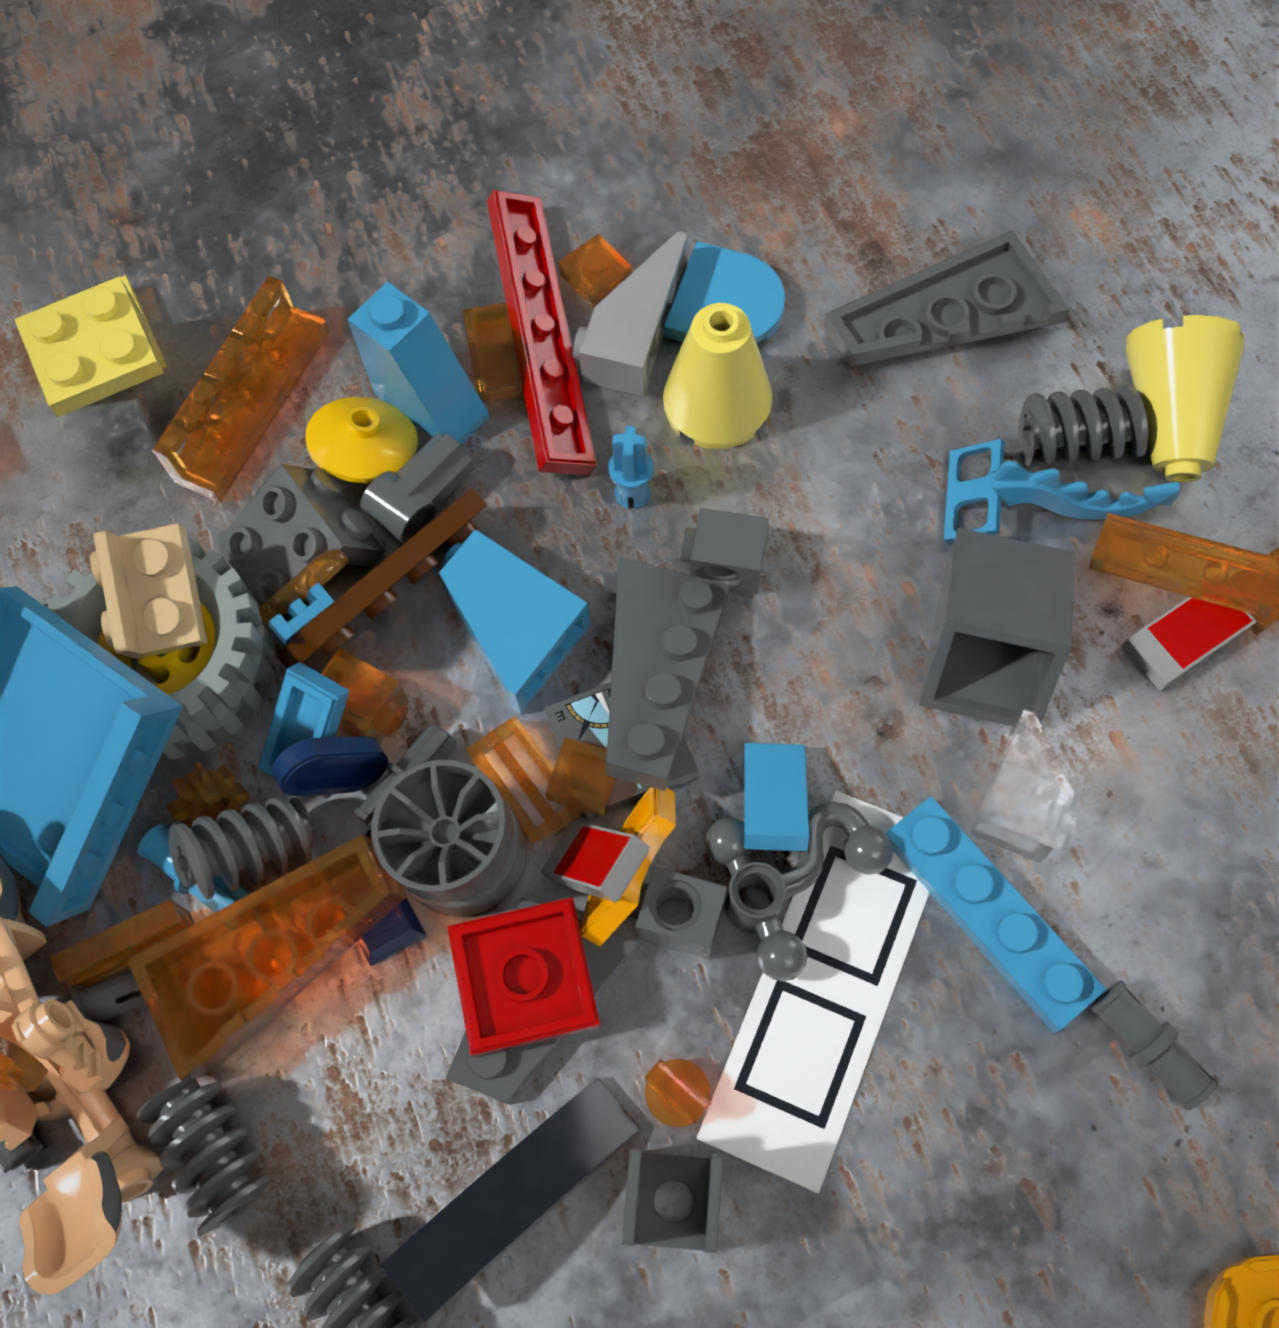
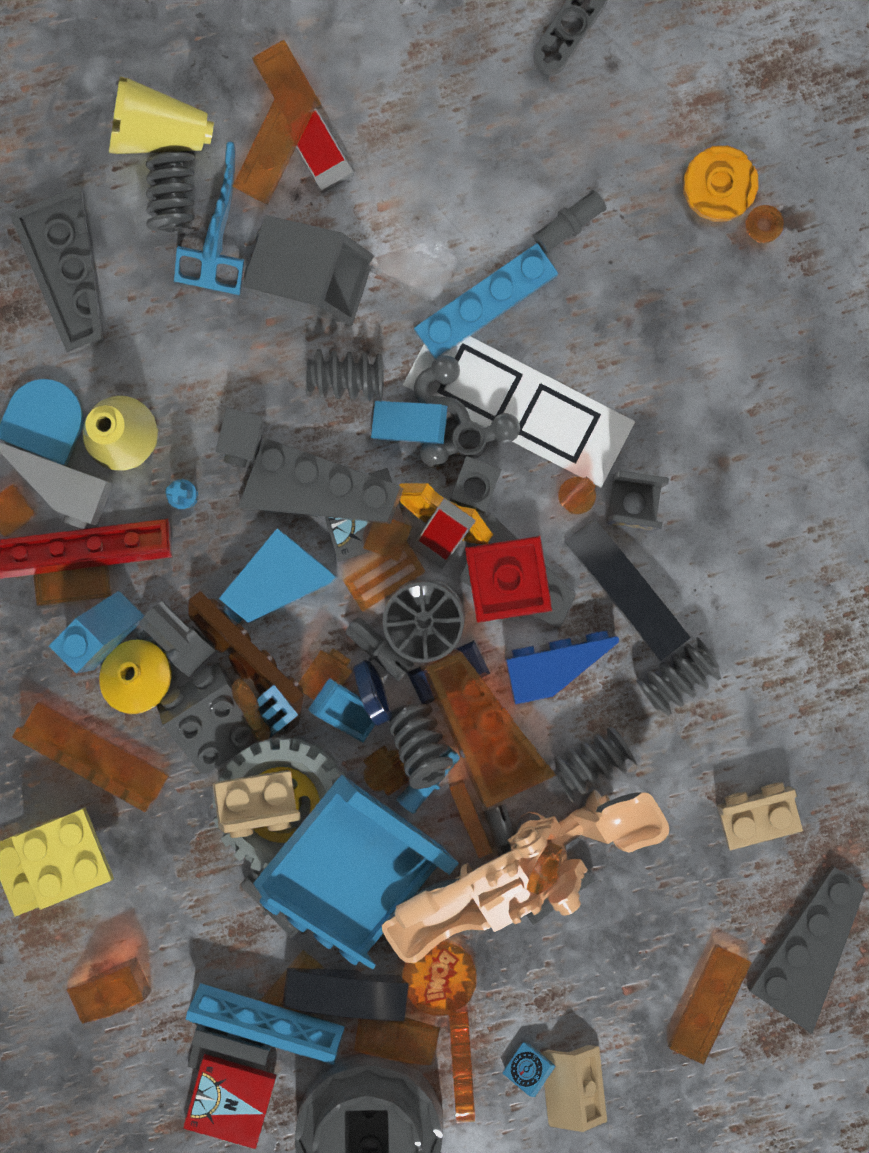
camera: 85 degrees left, 20 degrees up
(369, 1060) = (548, 671): none -> blue slope
(835, 691) = (345, 375): none -> dark grey piece

